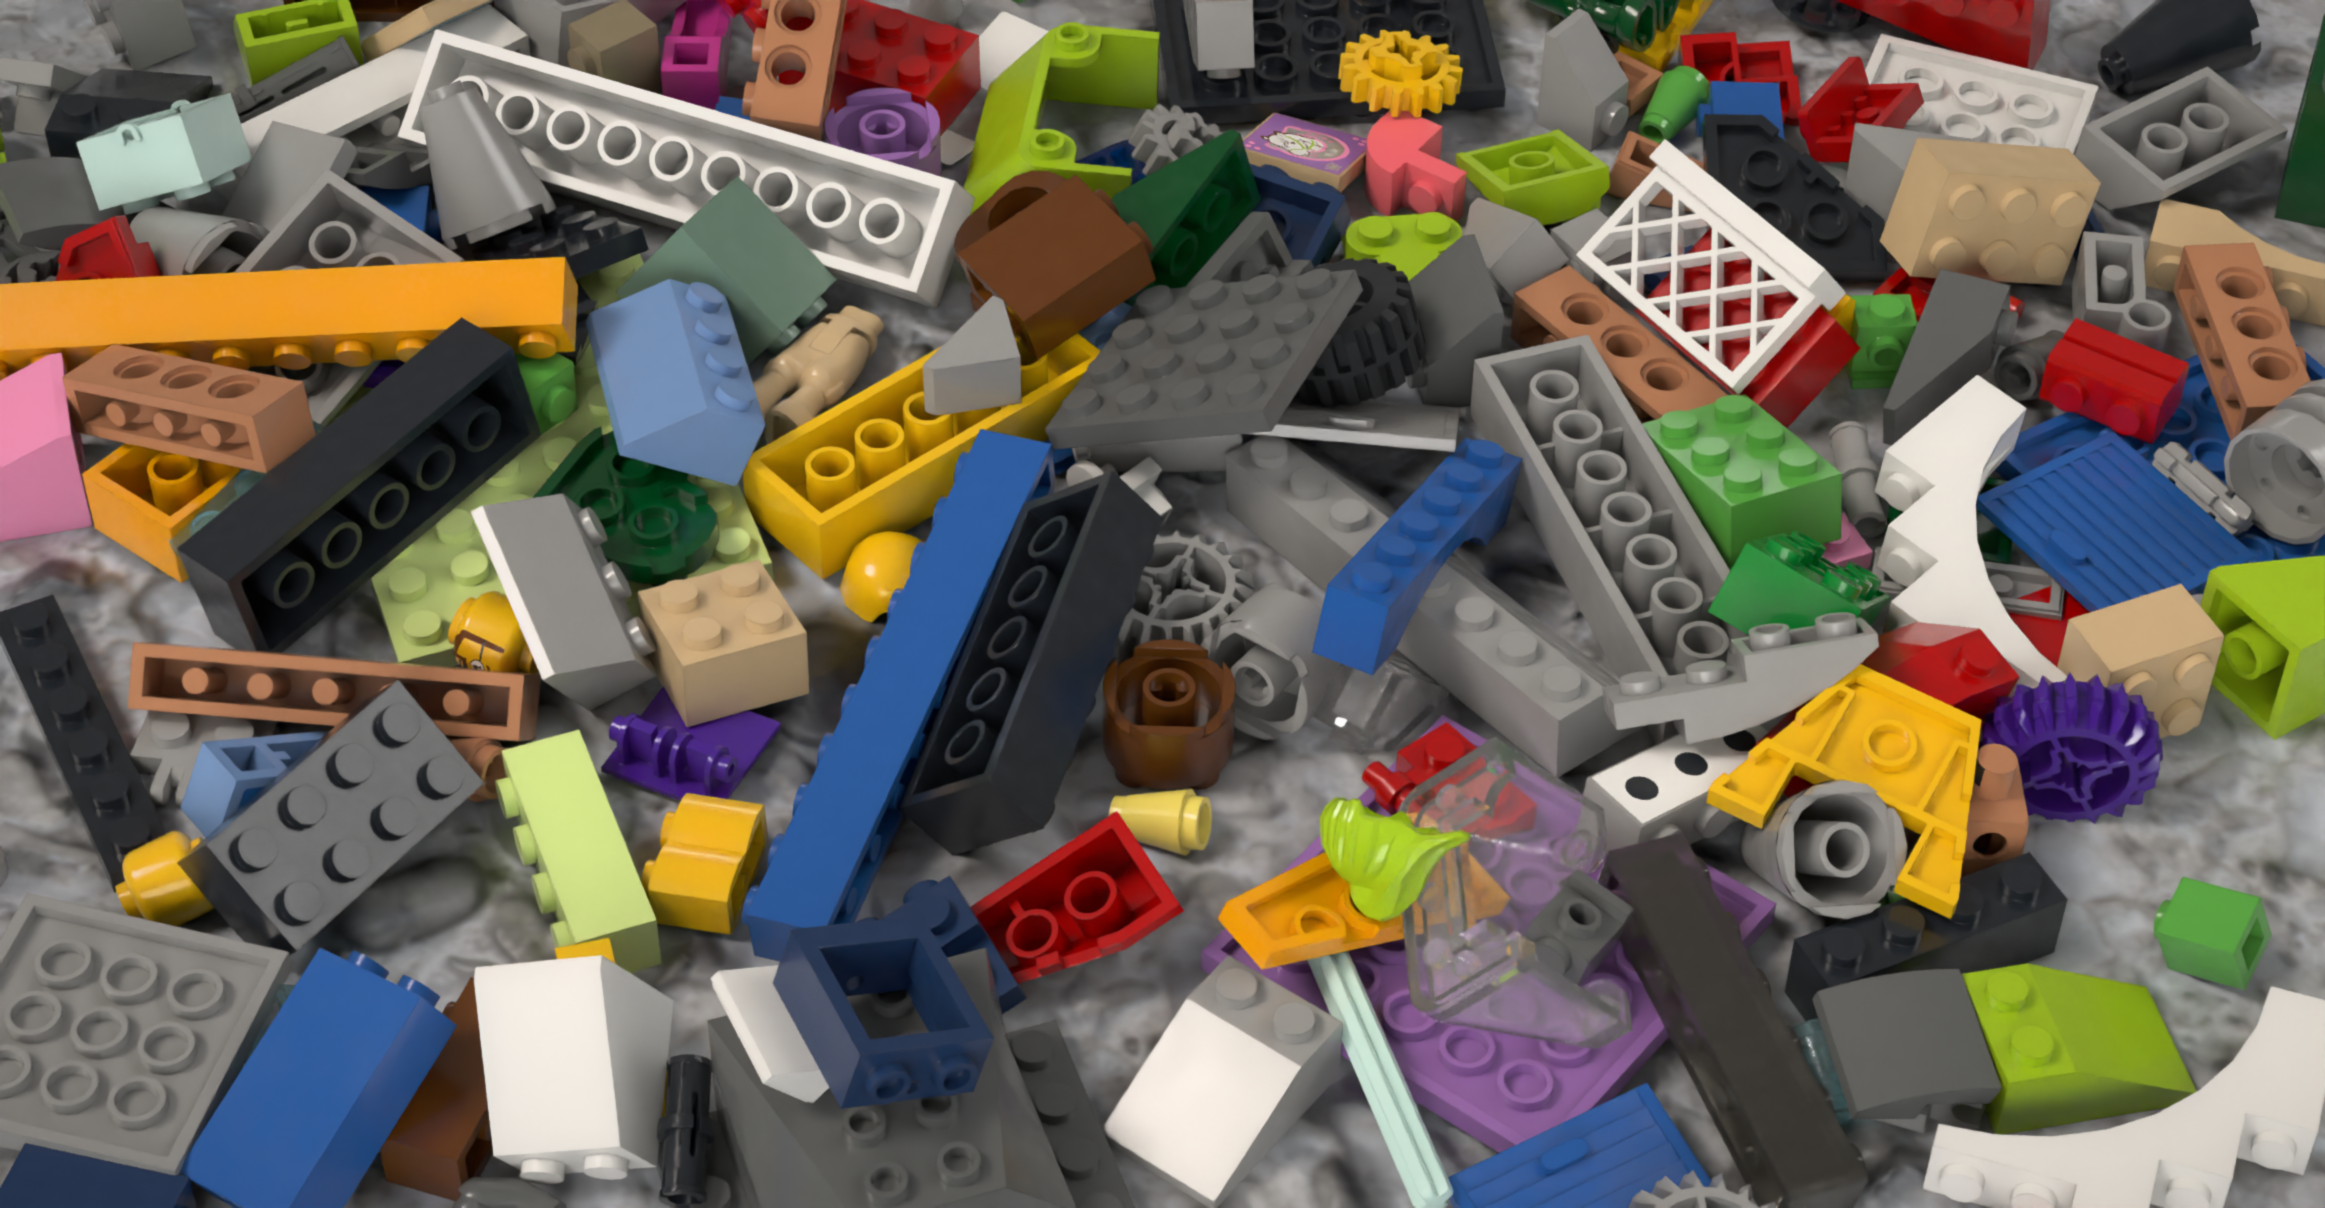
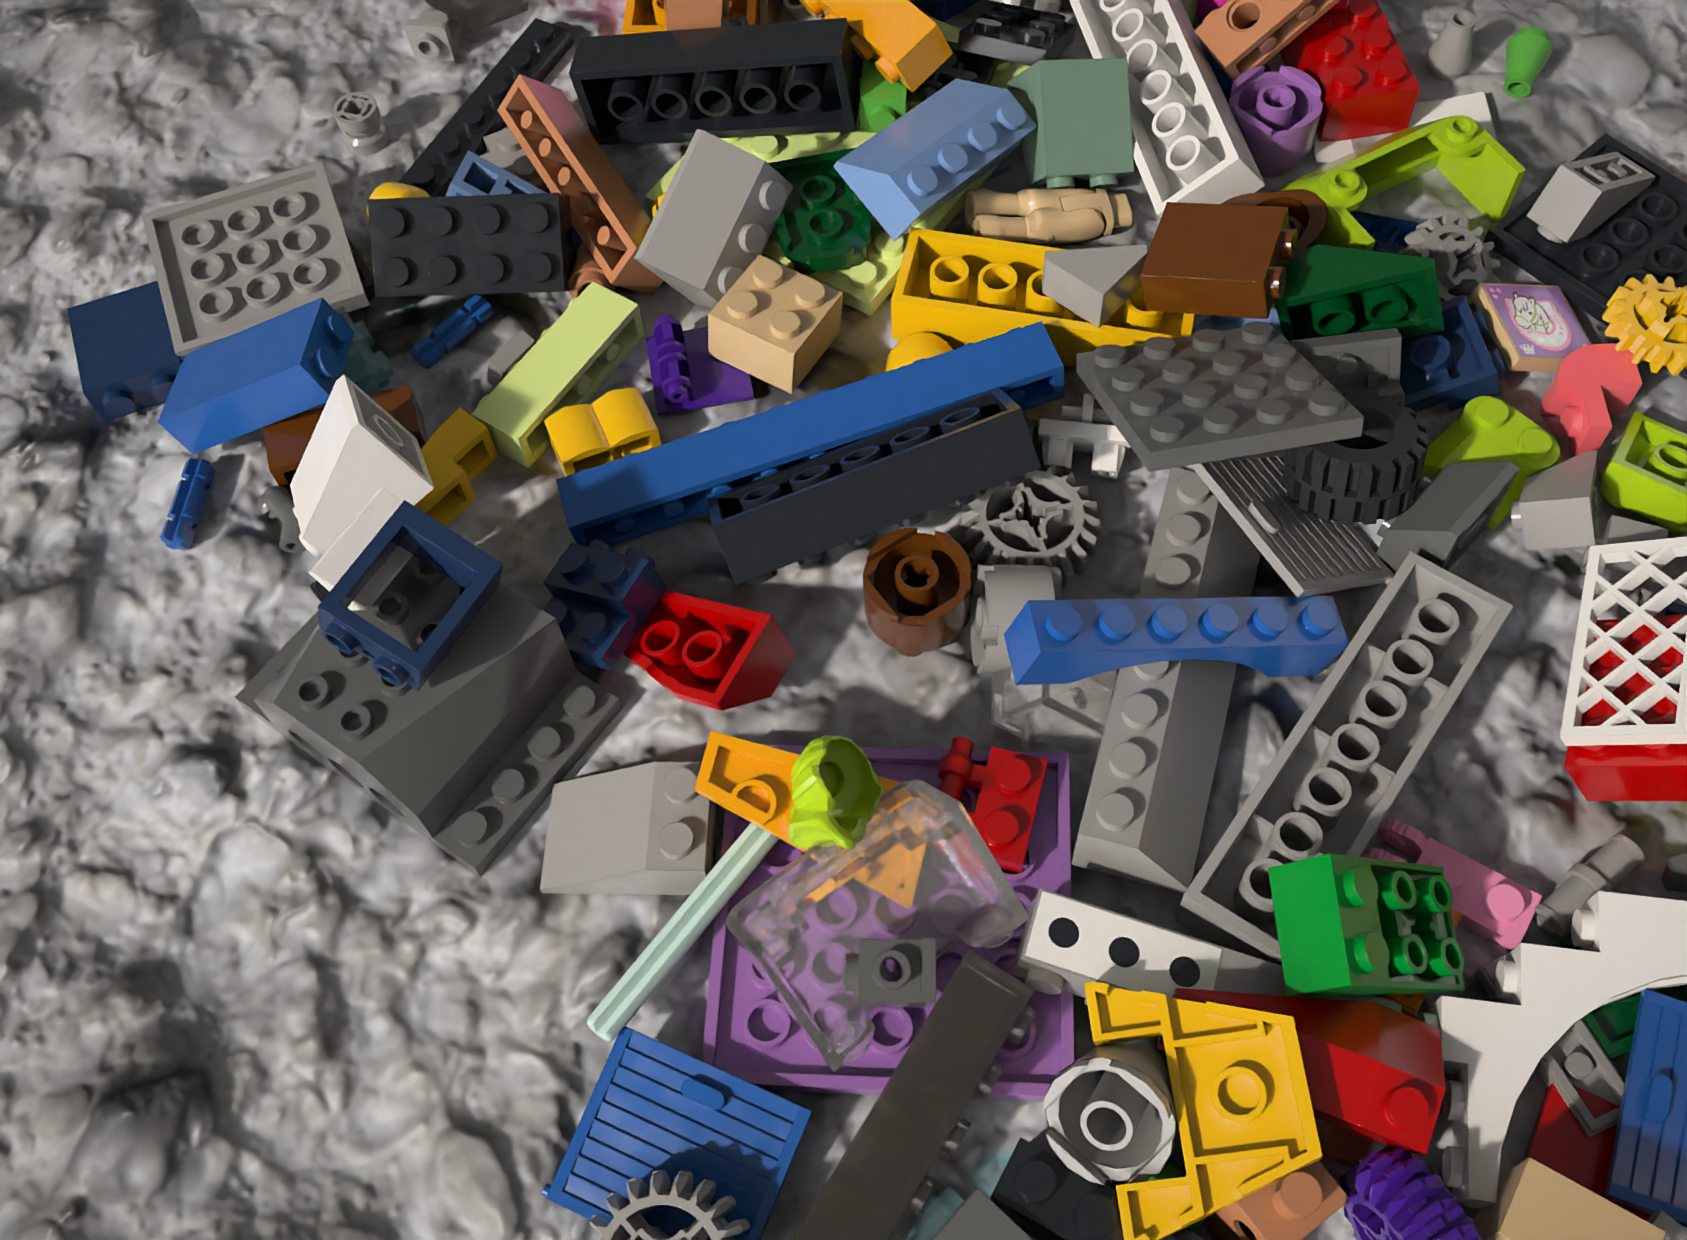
camera: 60 degrees right, 15 degrees up
(399, 926) = (452, 331): none -> blue axle
(514, 889) = (508, 355): none -> light grey tile
(1167, 819) = (837, 649): light yellow cone -> none
(1644, 367) = (1508, 716): nougat brick -> none
(1748, 474) = (1479, 803): bright green brick -> none
(1769, 677) = (1224, 955): light grey slope -> none

